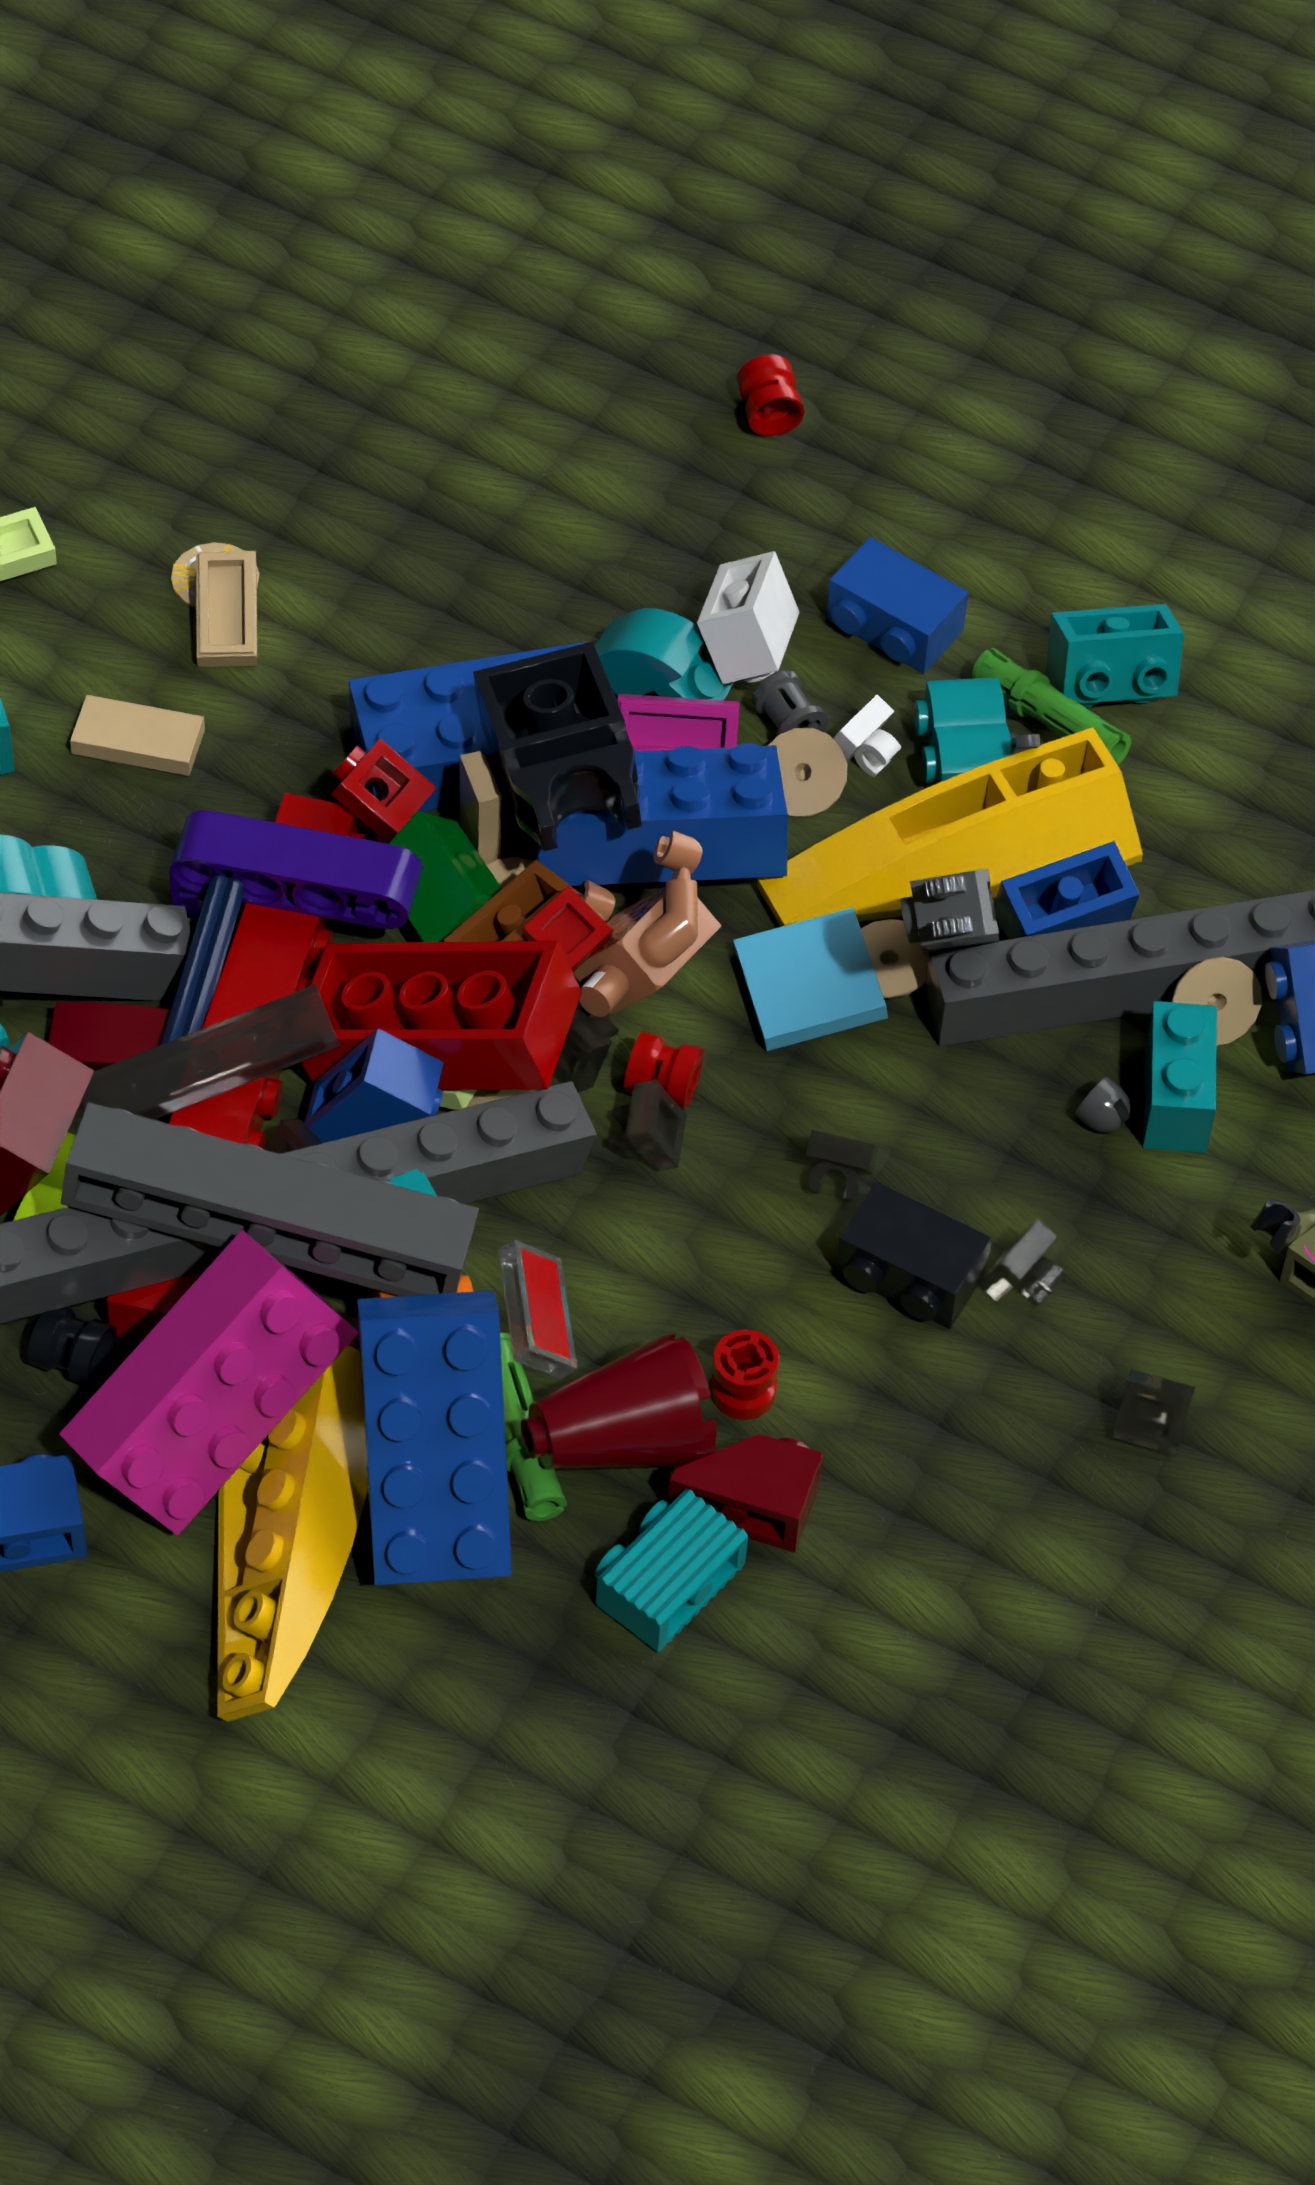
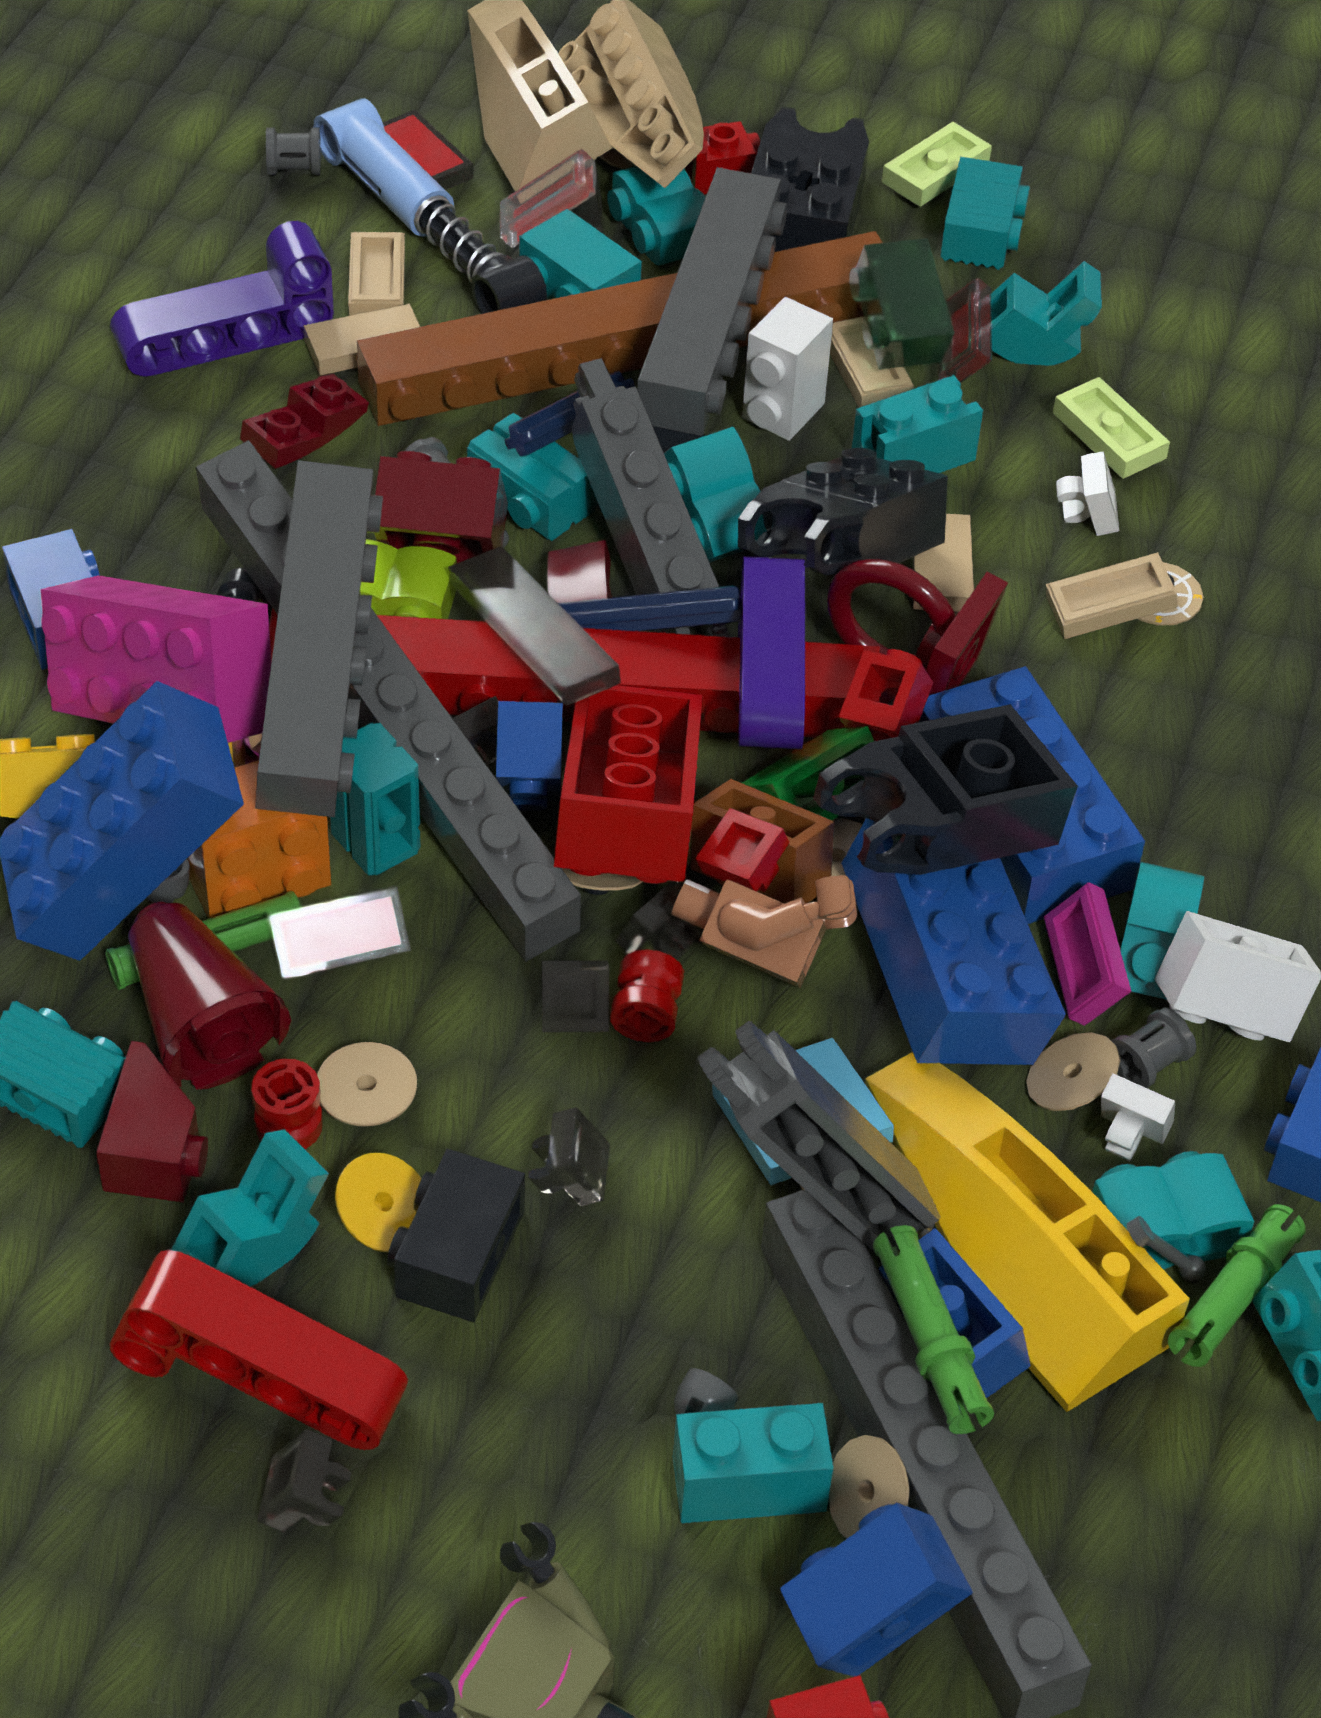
camera: 80 degrees right, 5 degrees down
(89, 586) = (1091, 495): none -> white tile
(110, 771) = (849, 512): none -> black brick
(296, 729) = (951, 641): none -> dark red tile
(715, 1306) = (367, 1084): none -> tan piece
(861, 1315) = (376, 1198): none -> yellow piece
(875, 1411) = (262, 1221): none -> teal brick
(1021, 1429) = (257, 1348): none -> red beam
(1025, 1267) = (465, 1338): clear smoke tile -> none
(1112, 899) = (942, 1353): none -> bright green pin

